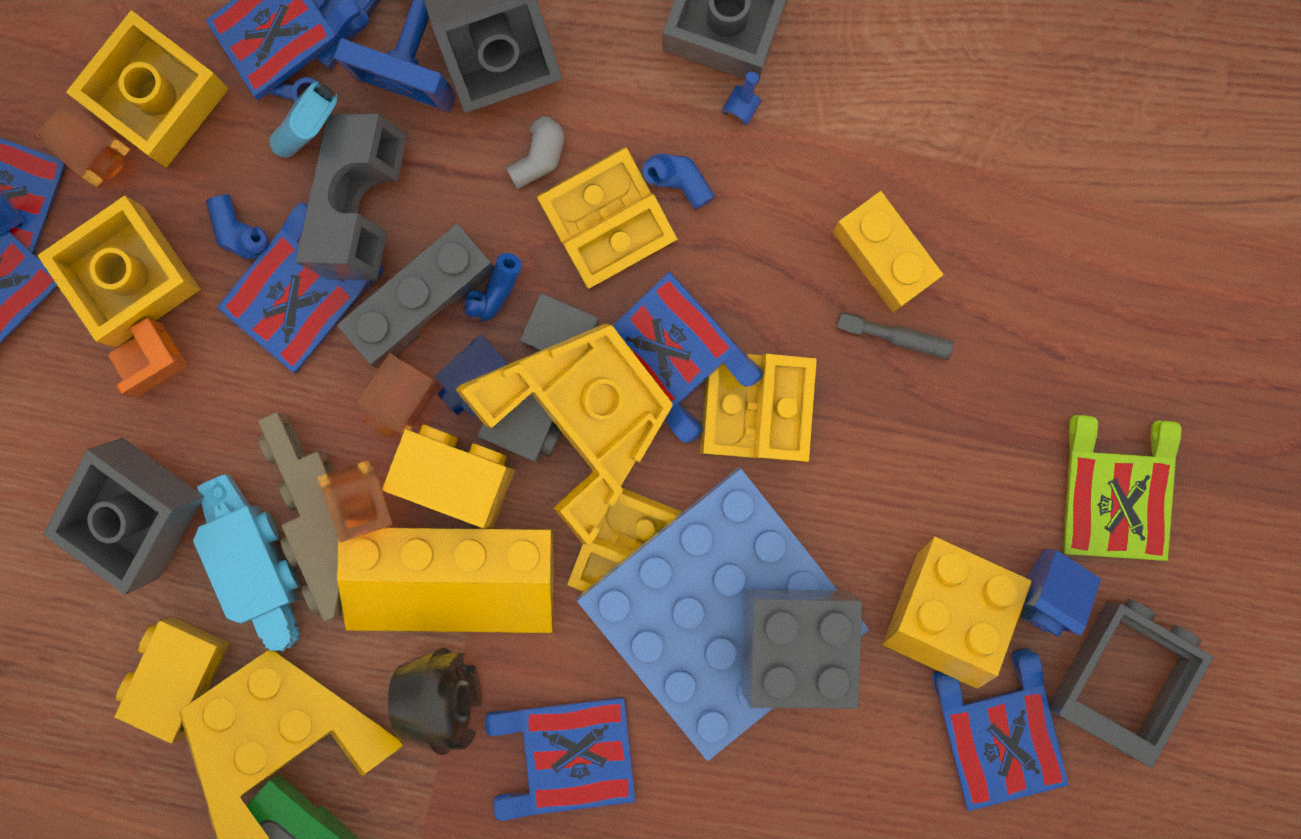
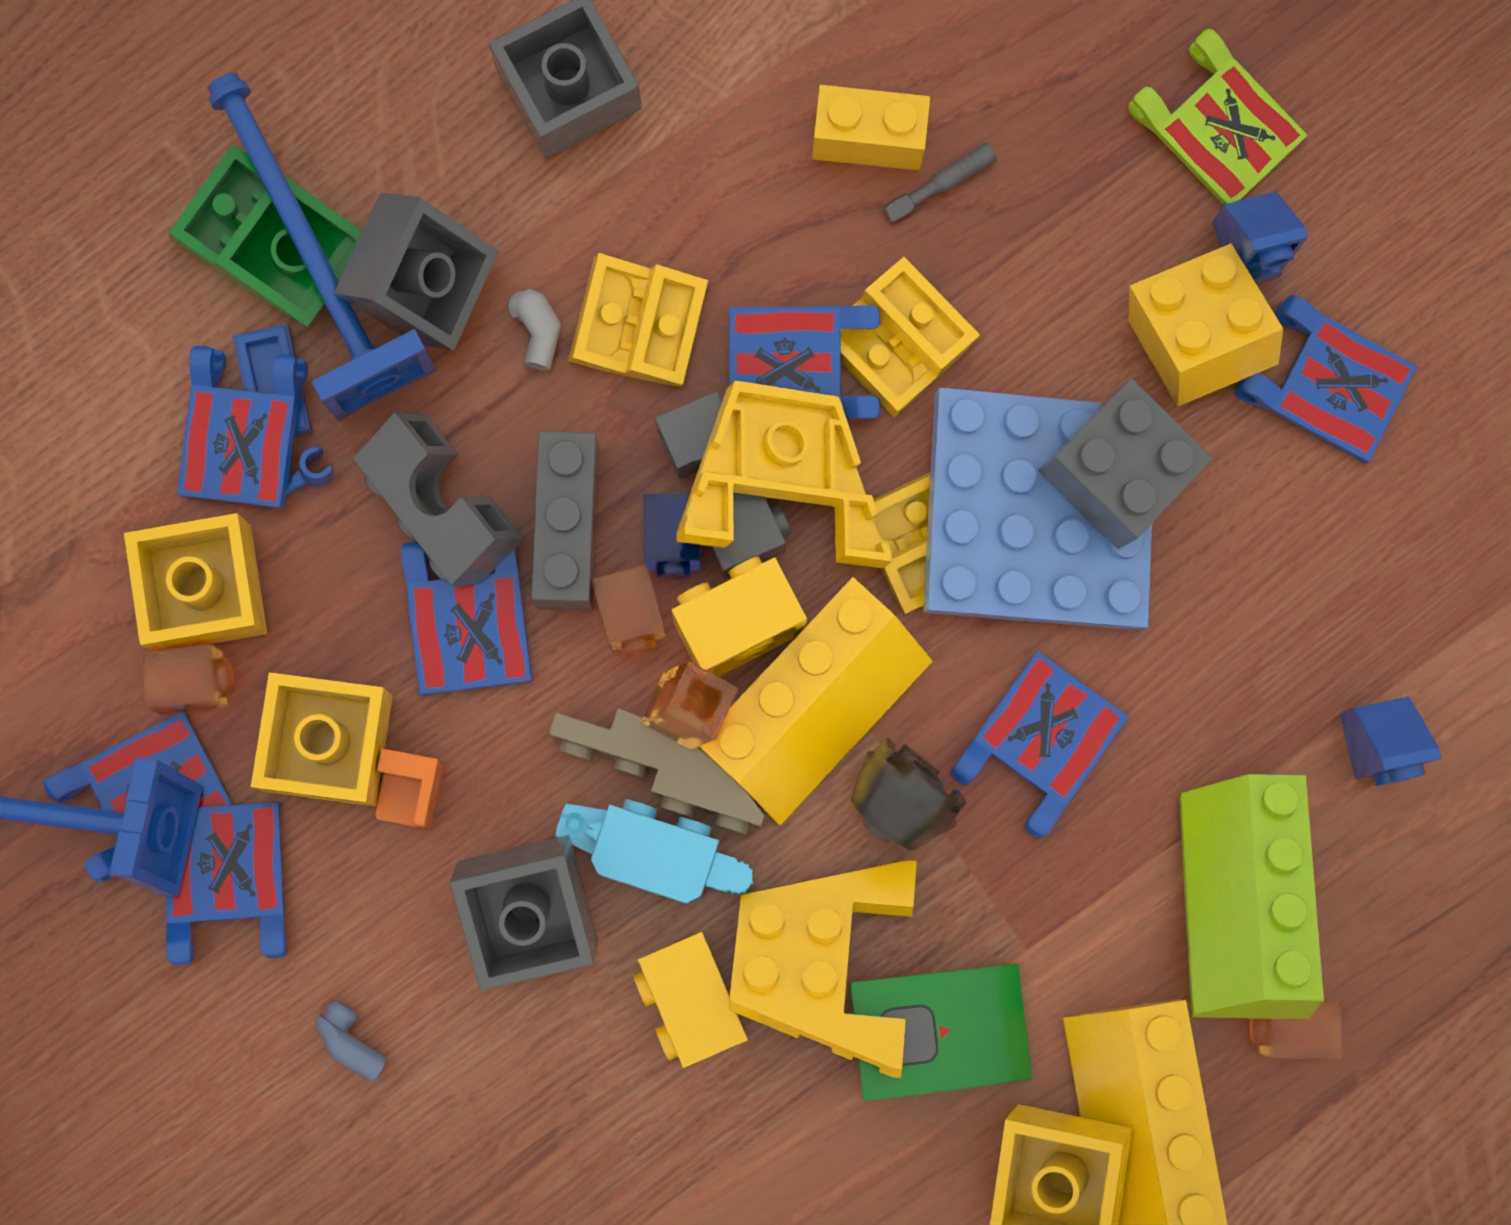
camera: 55 degrees left, 5 degrees down
(233, 234) = (374, 627): blue arm -> none
(303, 120) = (340, 483): medium azure piece -> none
(497, 290) = (618, 463): blue arm -> none
(678, 173) = (657, 232): blue arm -> none
(742, 99) = (646, 130): blue hand -> none
(1170, 703) = (1437, 272): dark grey window -> none

